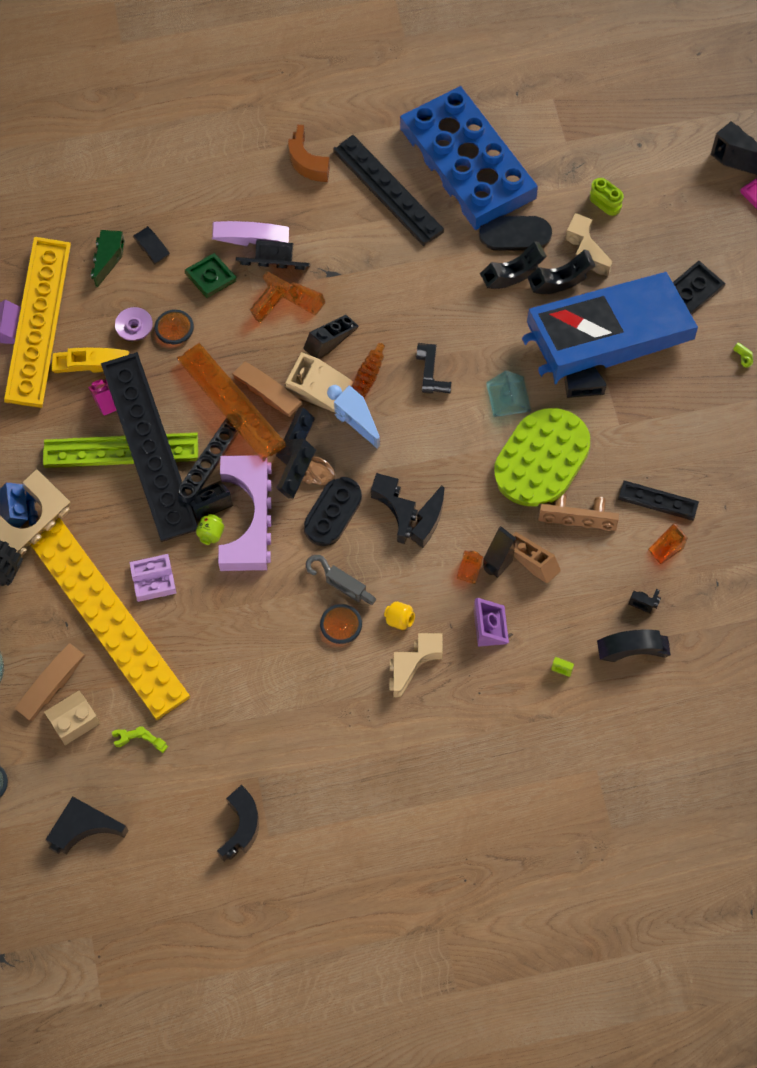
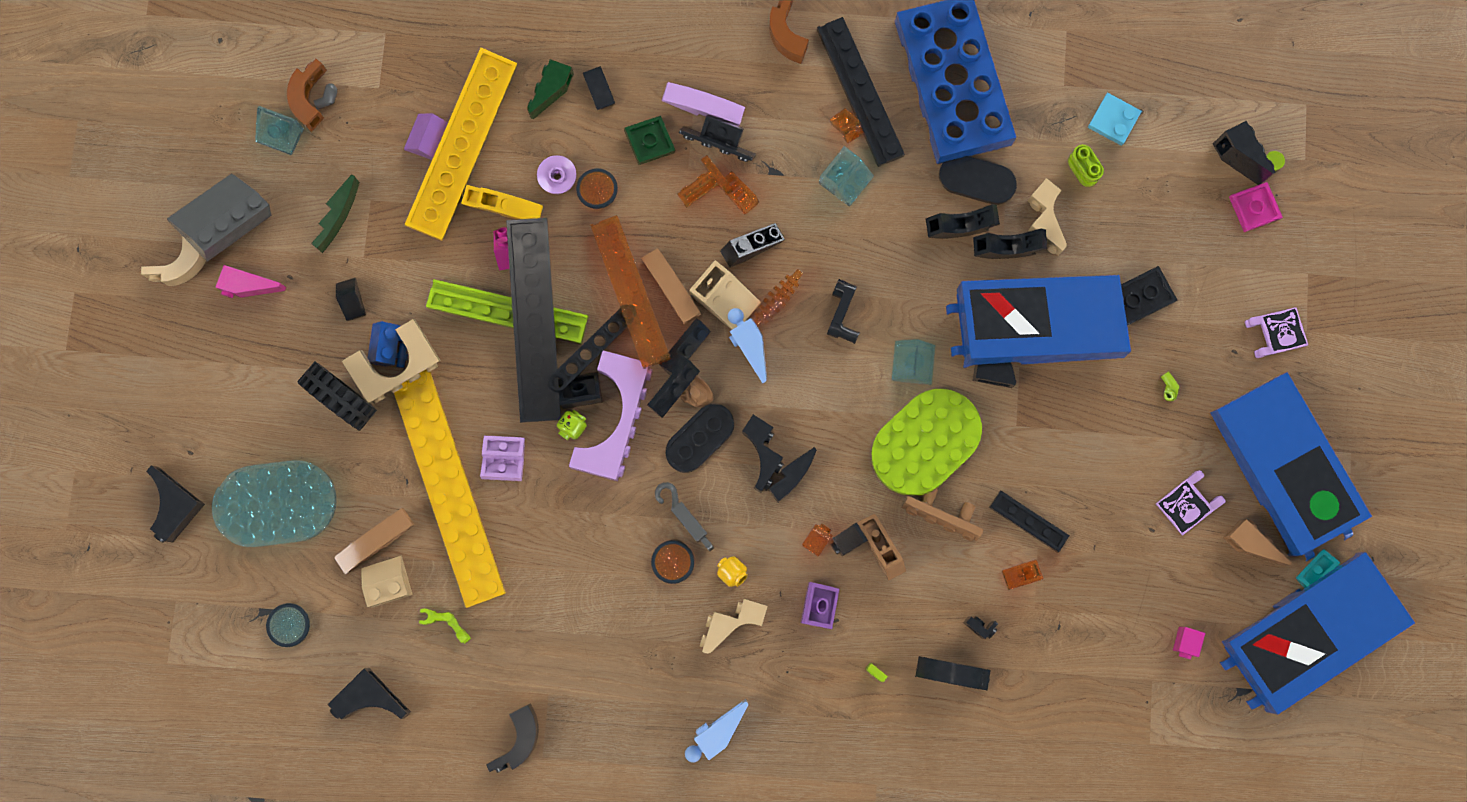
camera: 15 degrees right, 15 degrees up
(385, 217) = (847, 124): none -> clear orange bracket
(397, 258) = (846, 176): none -> clear light blue slope
(429, 762) = (717, 735): none -> light blue slope
(618, 155) = (1114, 119): none -> medium azure plate

